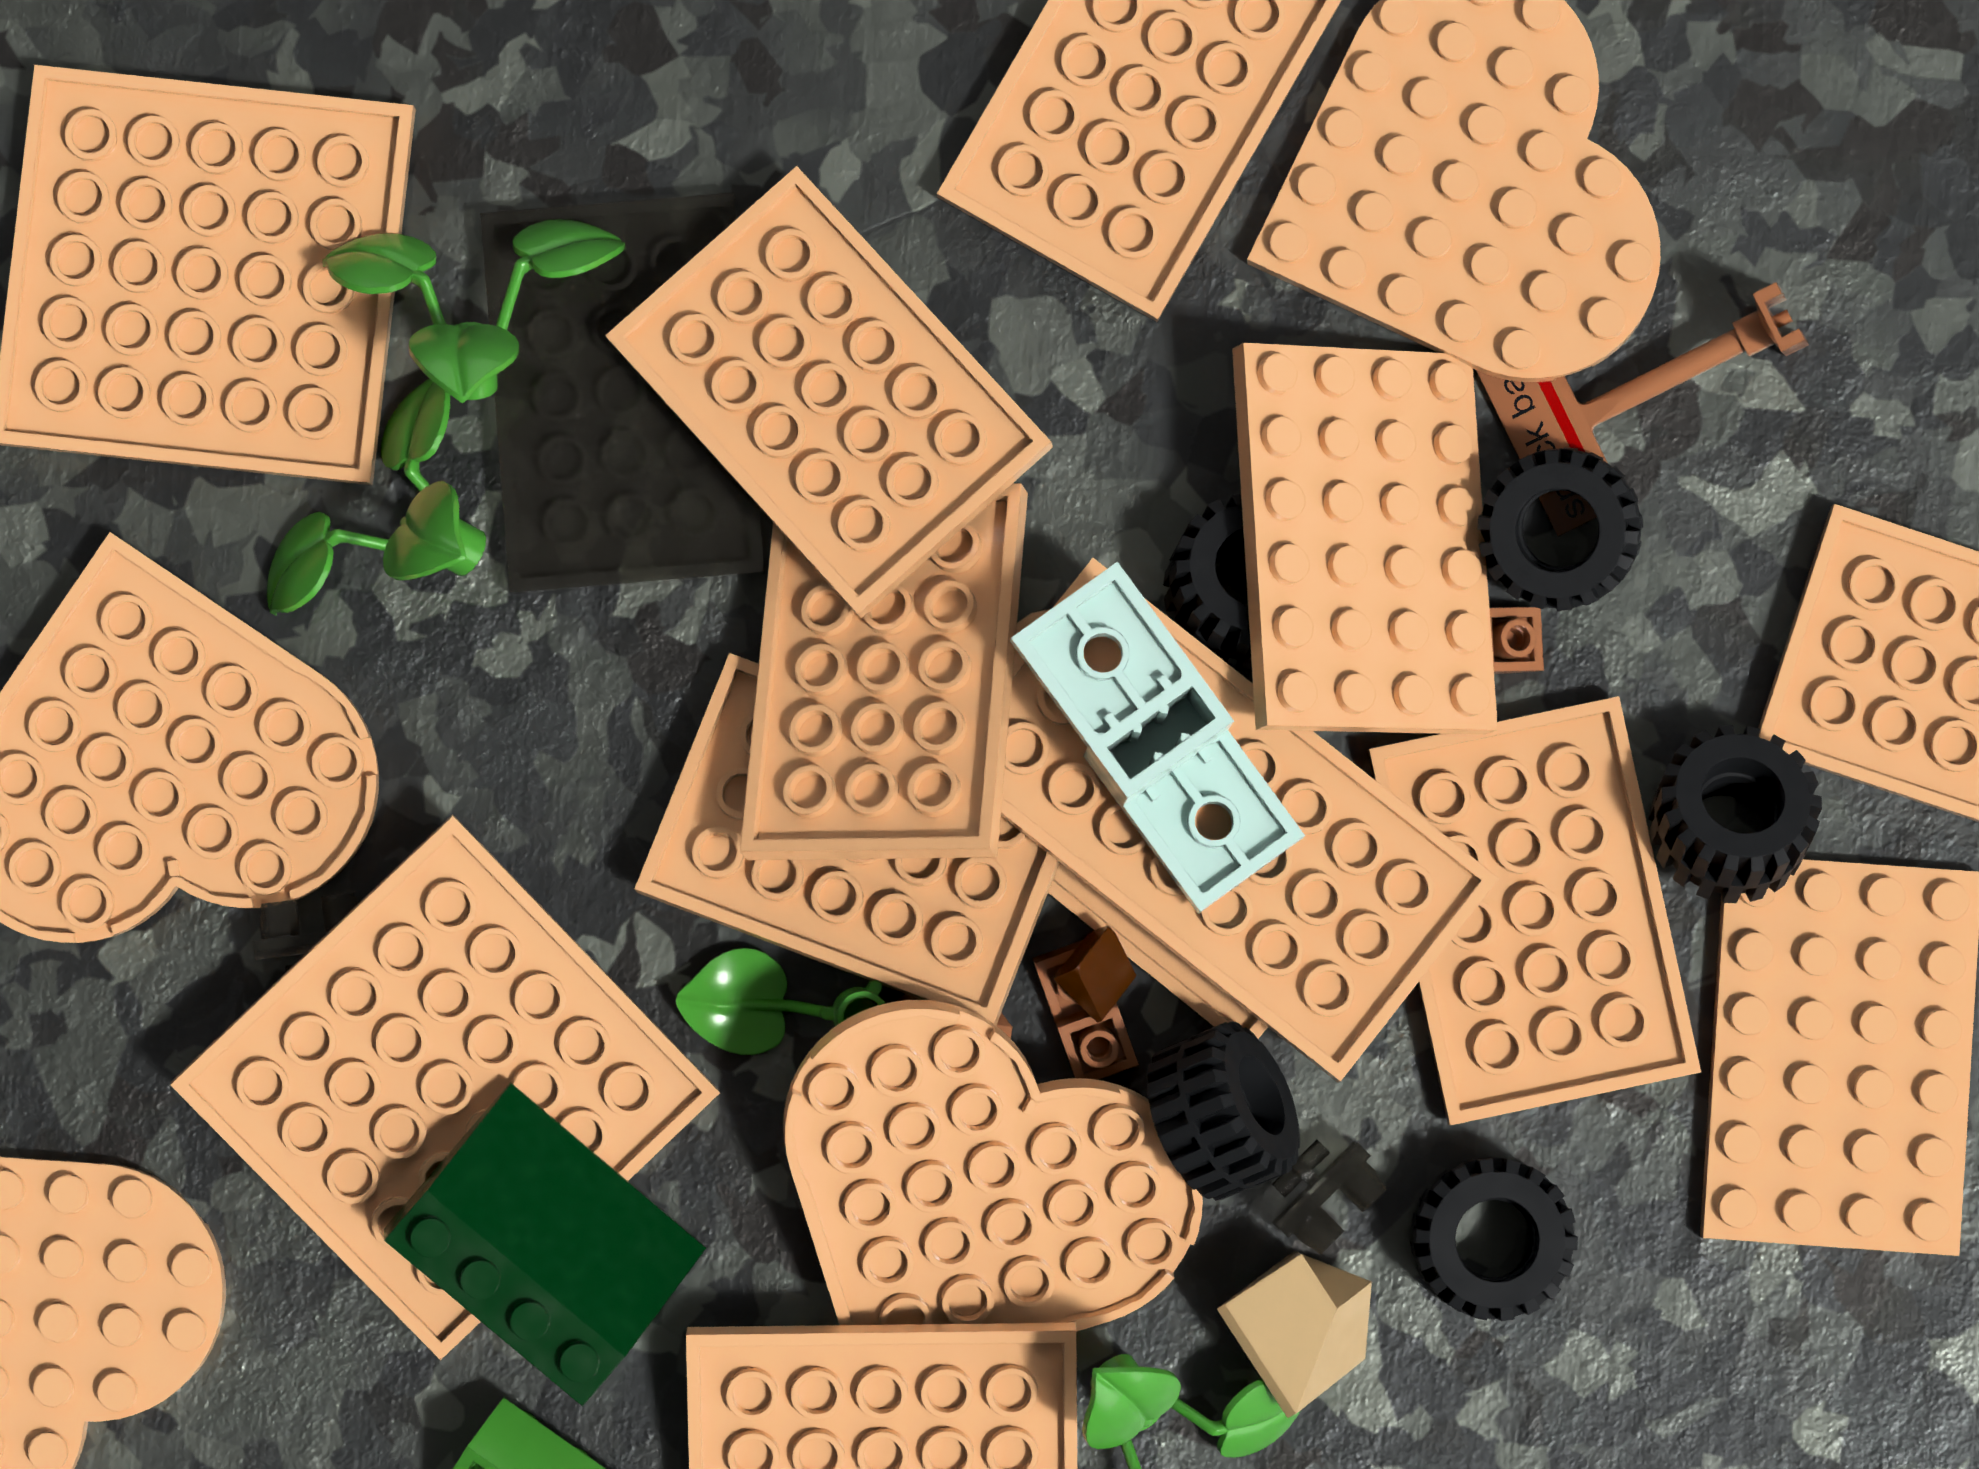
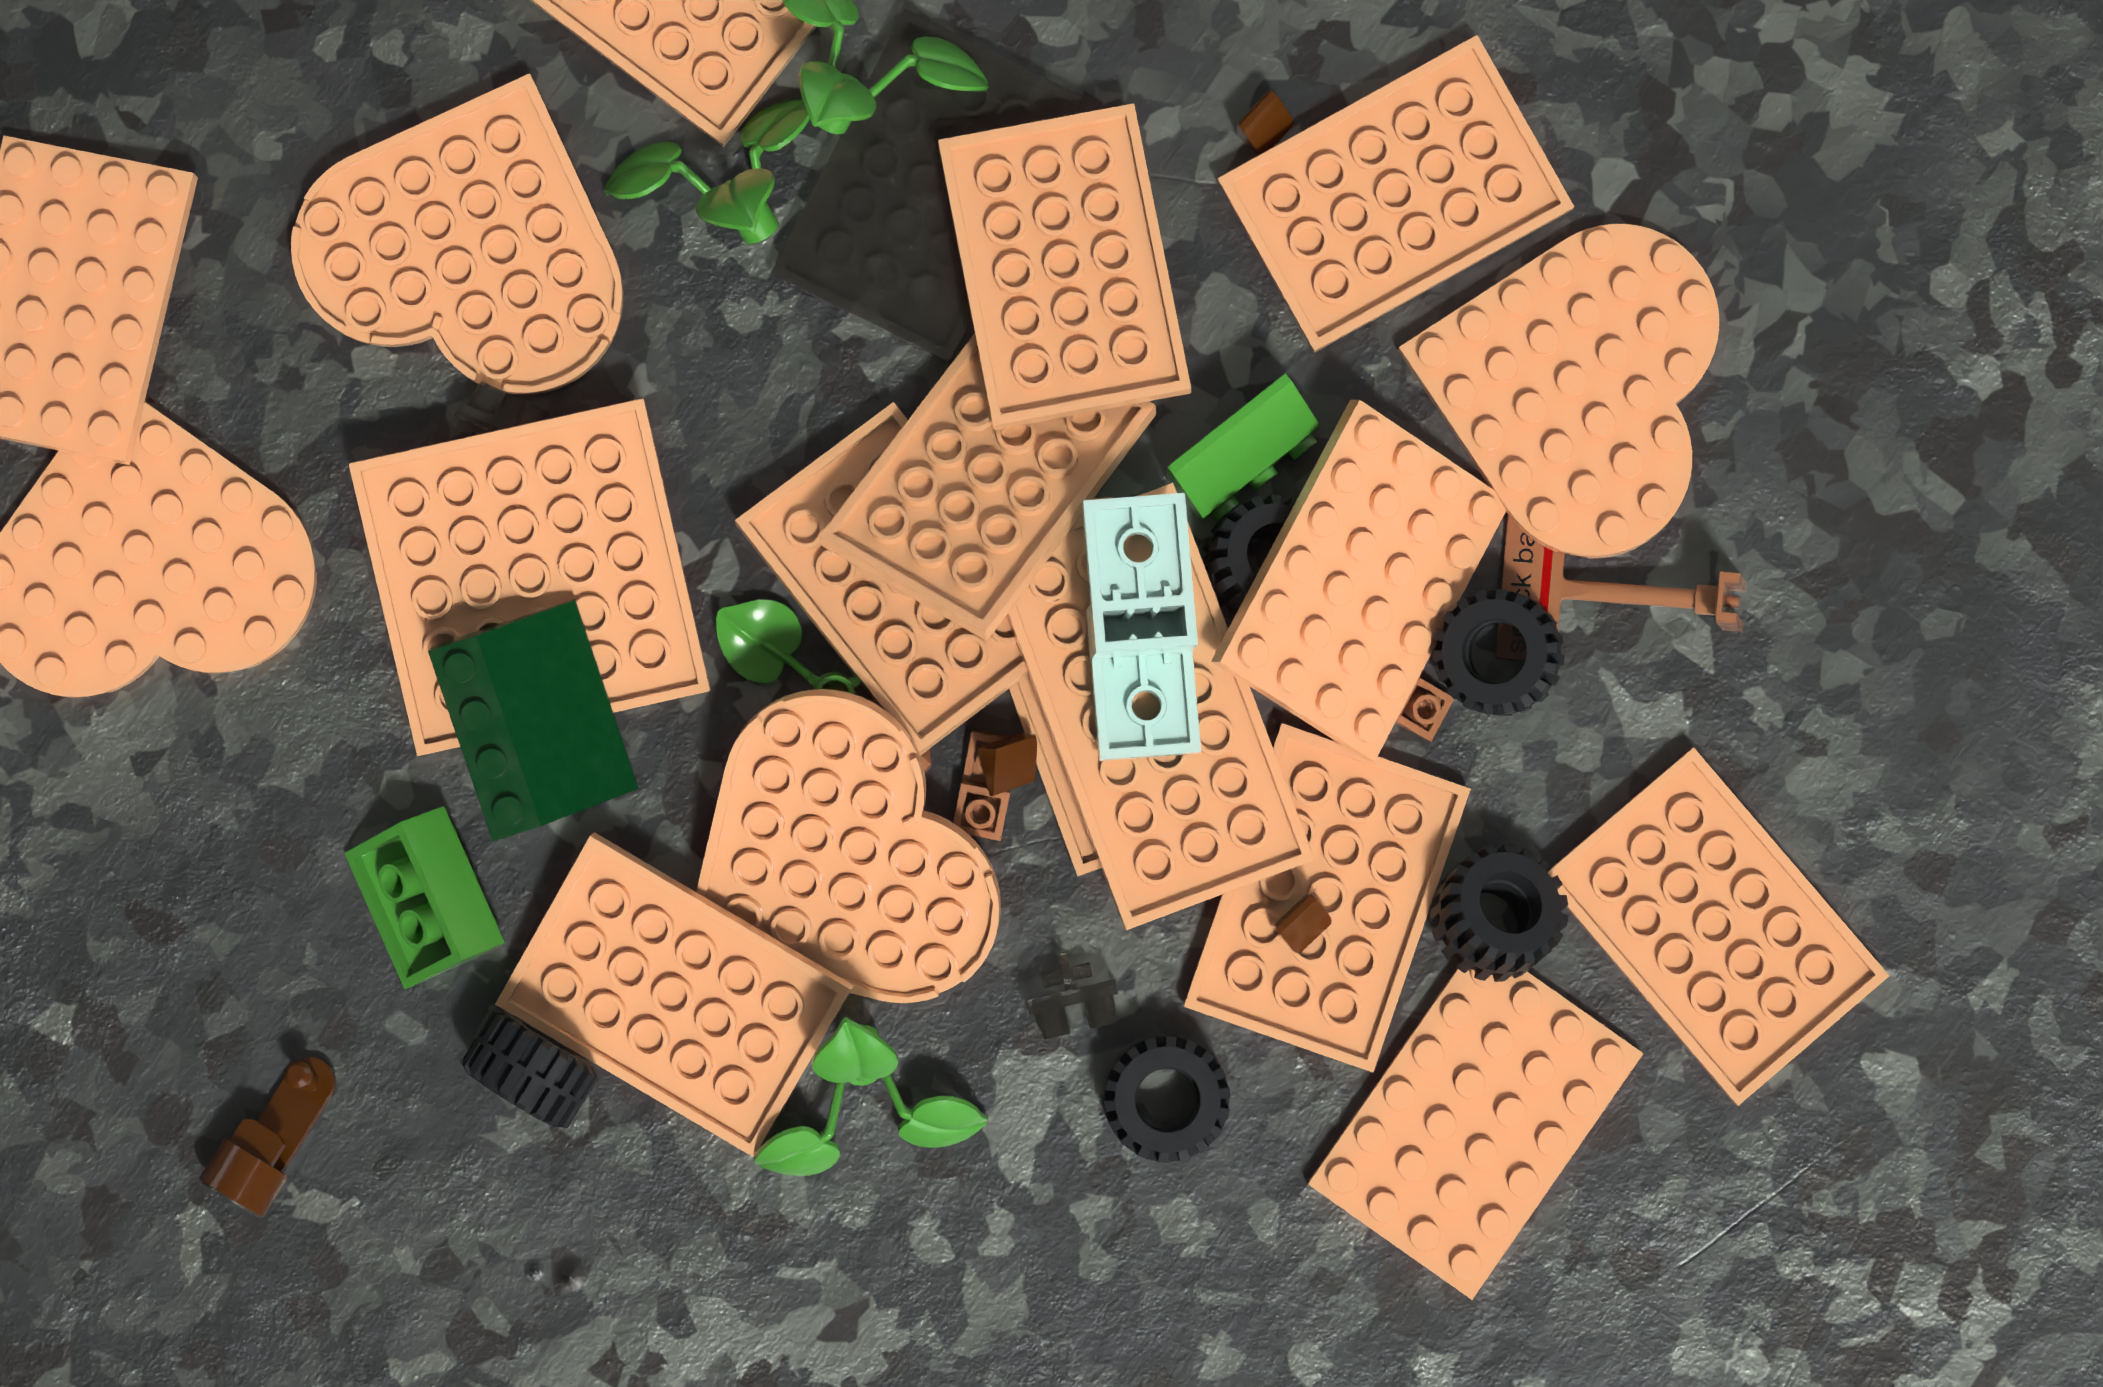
camera: 25 degrees right, 0 degrees up
(952, 102) = (1265, 123): none -> reddish brown slope
(1148, 474) = (1244, 450): none -> bright green slope
(1223, 1111) = (1037, 903): black tyre -> none
(1301, 1327) = (1002, 1080): tan slope -> none
(1525, 955) = (1302, 923): none -> reddish brown slope

